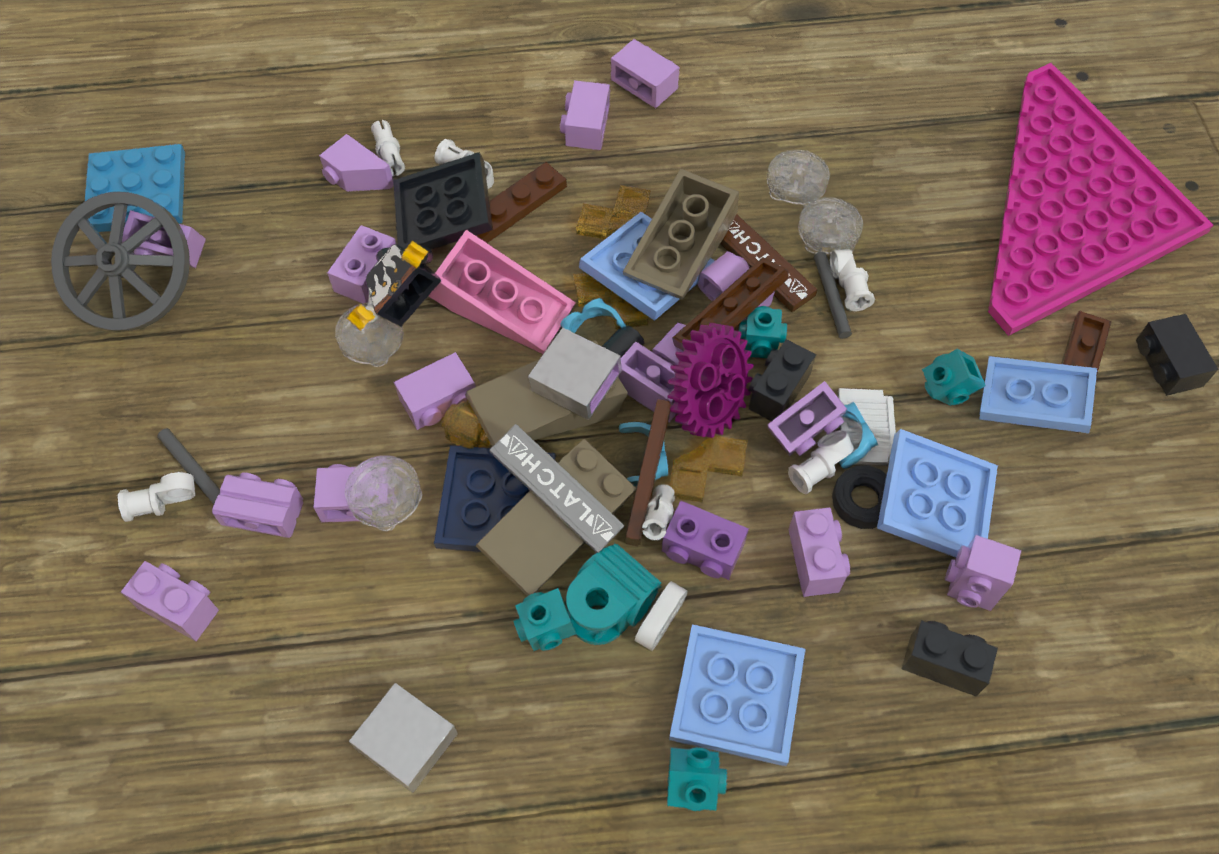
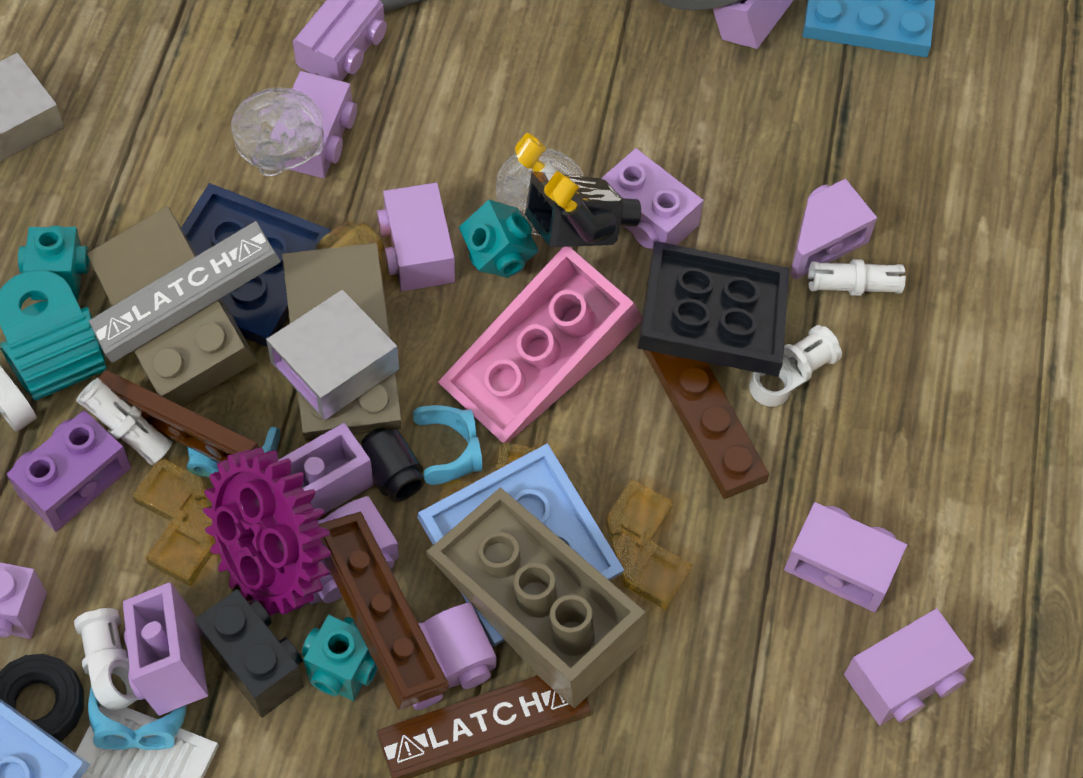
camera: 105 degrees right, 0 degrees up
(427, 337) = (498, 239): none -> teal brick

